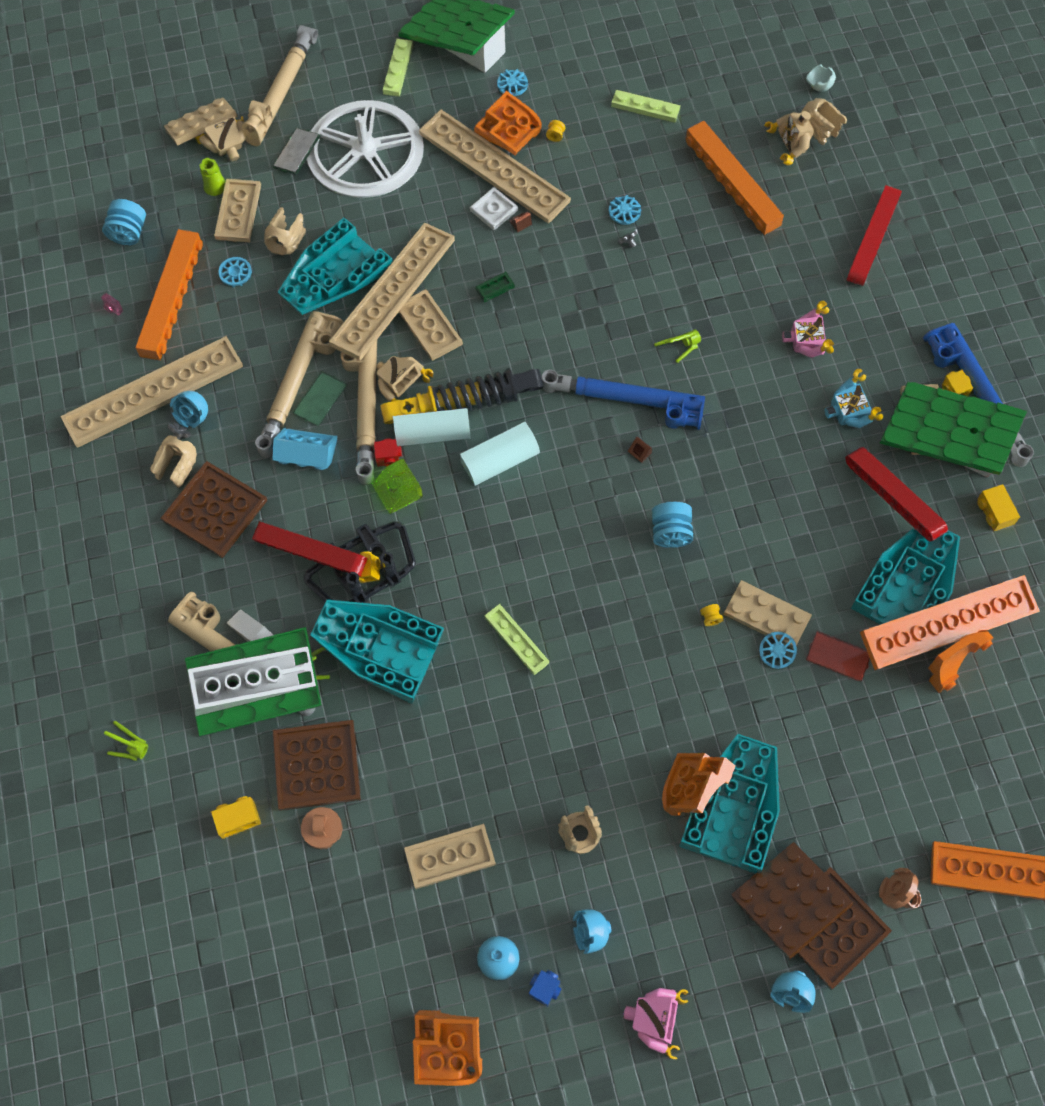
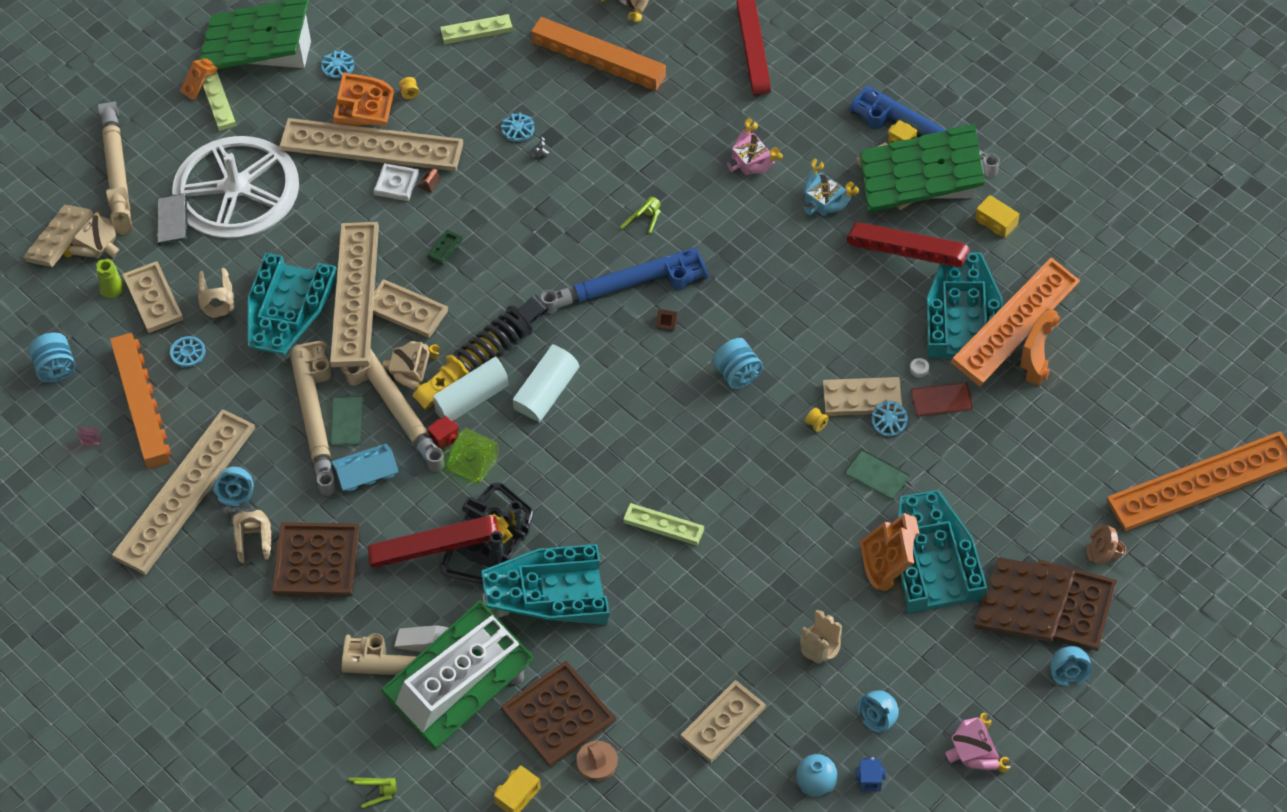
camera: 30 degrees left, 10 degrees down
(393, 34) = (196, 76): none -> orange bracket
(735, 696) = (877, 474): none -> clear green piece
(836, 615) = (919, 368): none -> white tile

